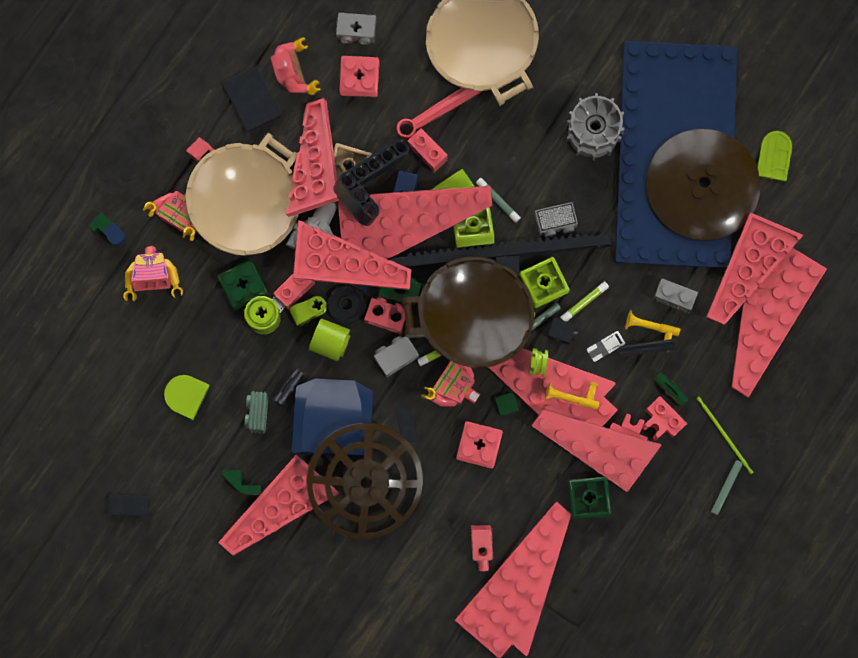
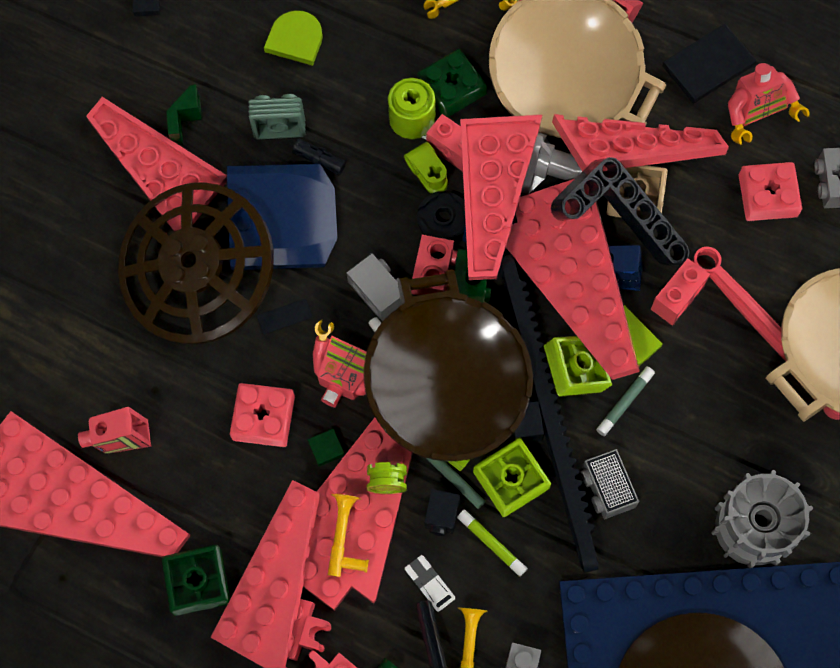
camera: 85 degrees right, 10 degrees down
(330, 340) = (388, 194): lime piece -> none

